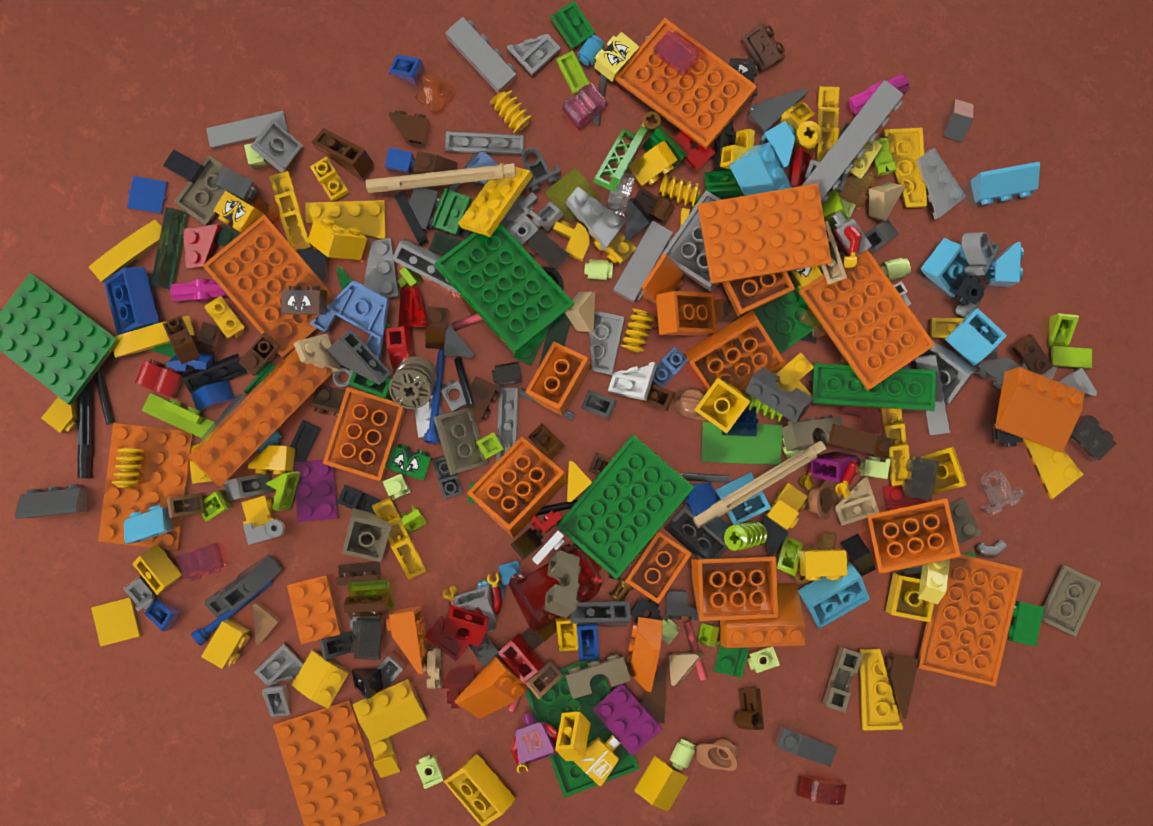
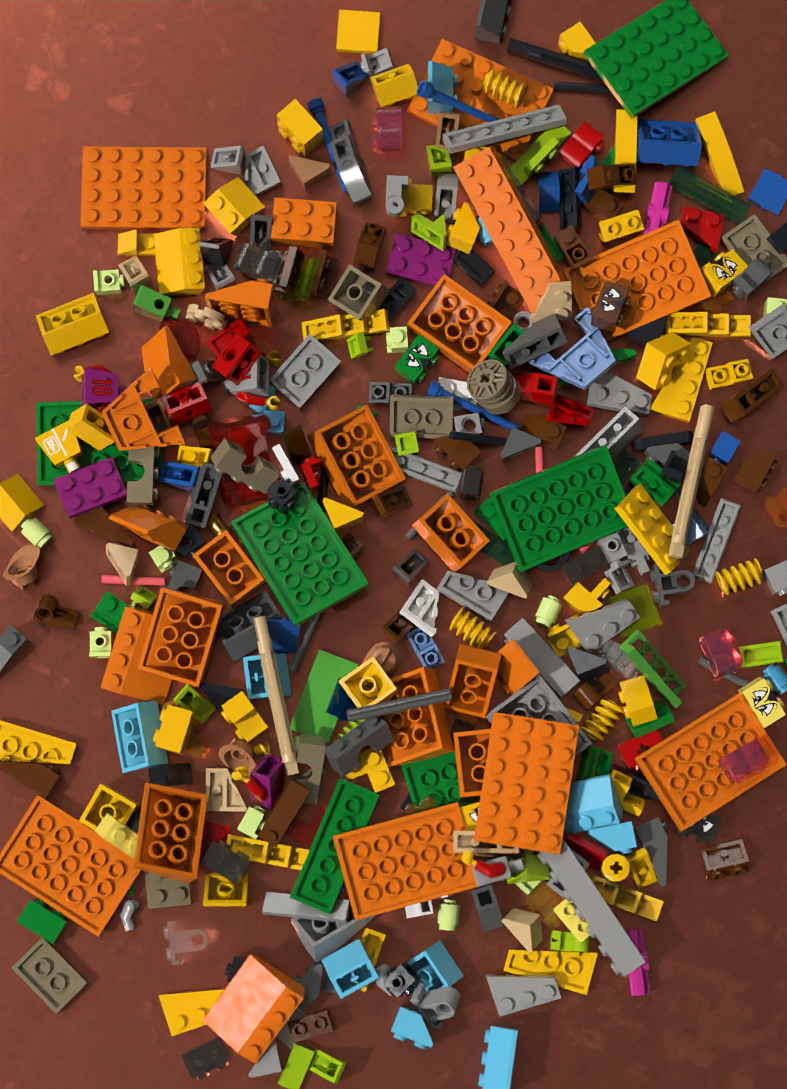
camera: 115 degrees right, 5 degrees down
(155, 535) = (427, 90): none -> blue piece
(167, 453) = (504, 129): none -> light grey plate
(316, 542) = (369, 245): none -> reddish brown slope
(409, 278) = (601, 419): lime tile -> none
(413, 749) = (135, 273): none -> tan slope
(433, 197) = (674, 468): none -> black panel
(437, 729) = (145, 302): none -> bright green torso
(453, 561) = (304, 371): none -> light grey plate
(557, 702) = (130, 420): none -> orange wing
(585, 540) = (280, 501): none -> black brick
(651, 115) = (689, 715): pearl gold bush -> none
(732, 370) = (399, 705): none -> dark grey axle
(745, 535) = (229, 664): lime piece -> none
(838, 688) = (53, 714): dark tan arch -> none
(959, 120) = (582, 1038): dark grey slope -> none

